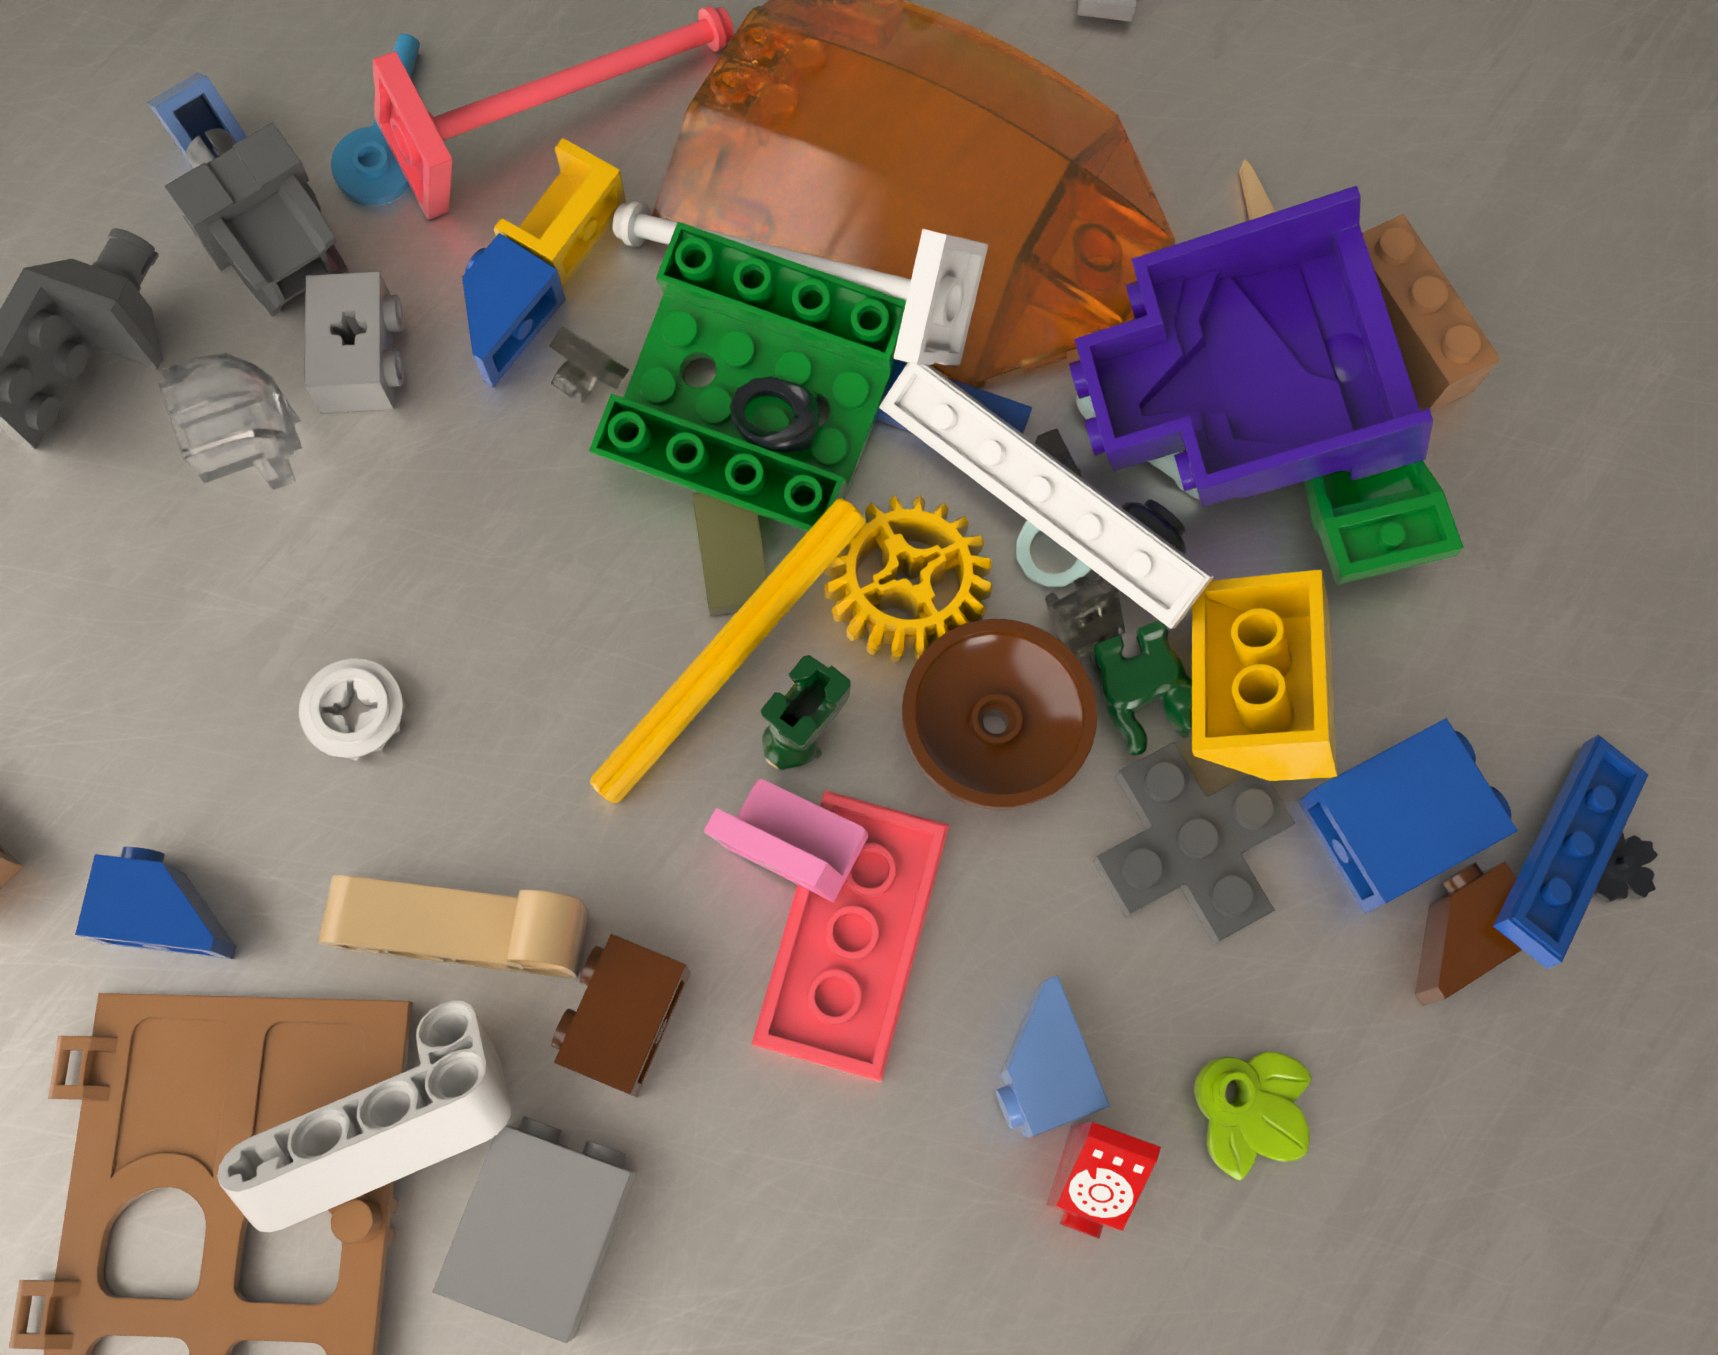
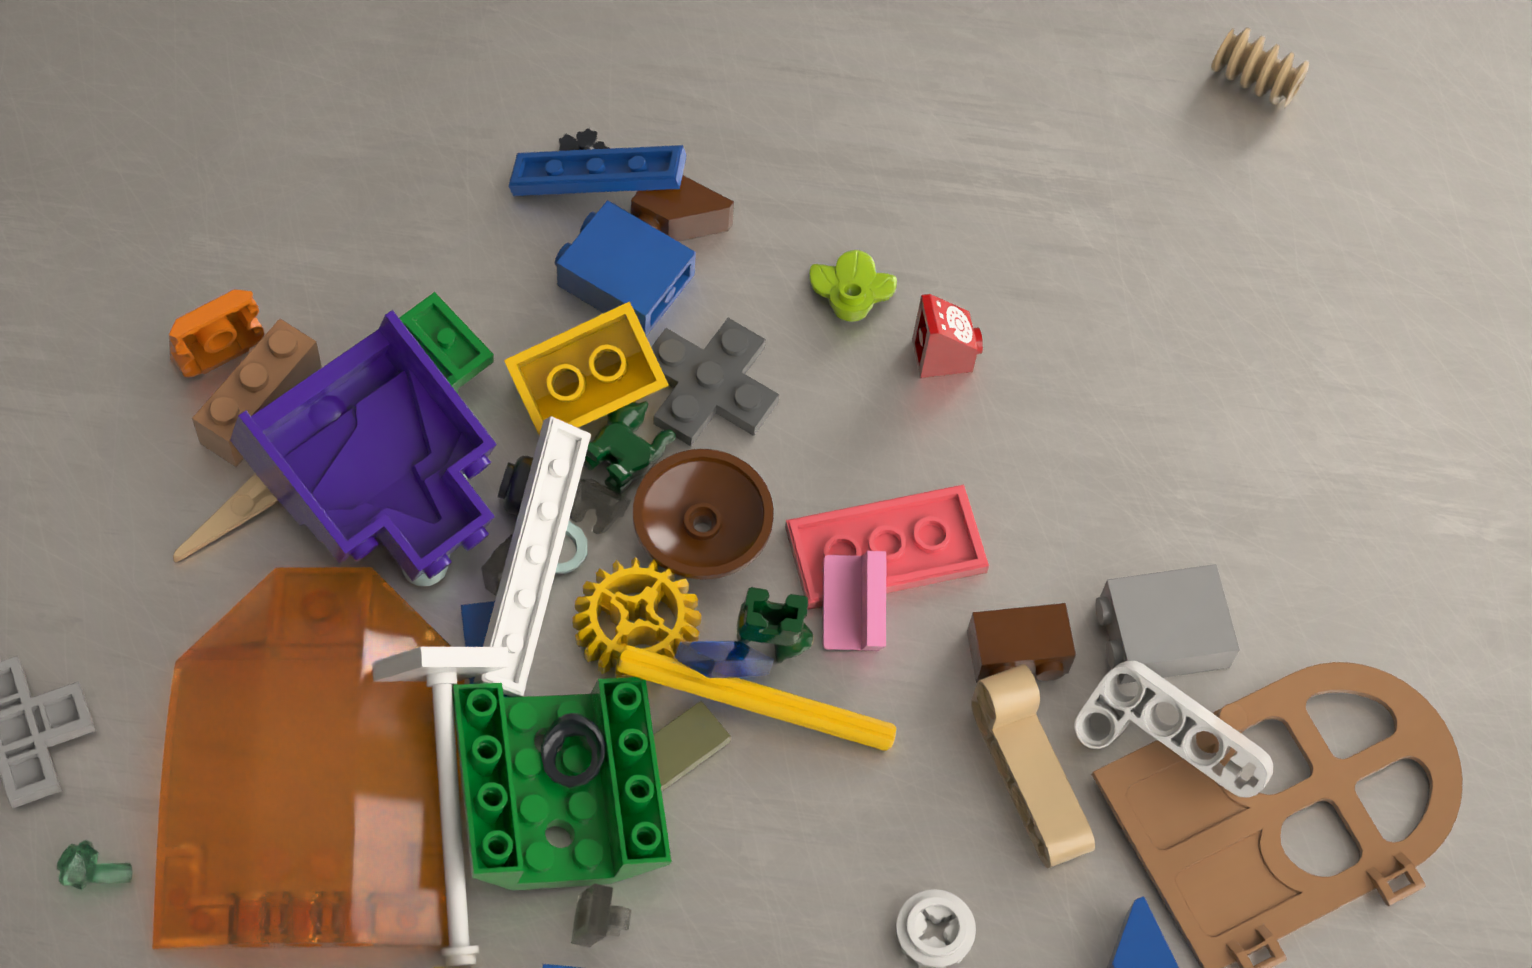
camera: 120 degrees left, 10 degrees down
(792, 624) = (723, 659): none -> clear blue tile
(1049, 1067) = (899, 396): medium blue slope -> none
(1515, 292) = (215, 333): none -> orange slope

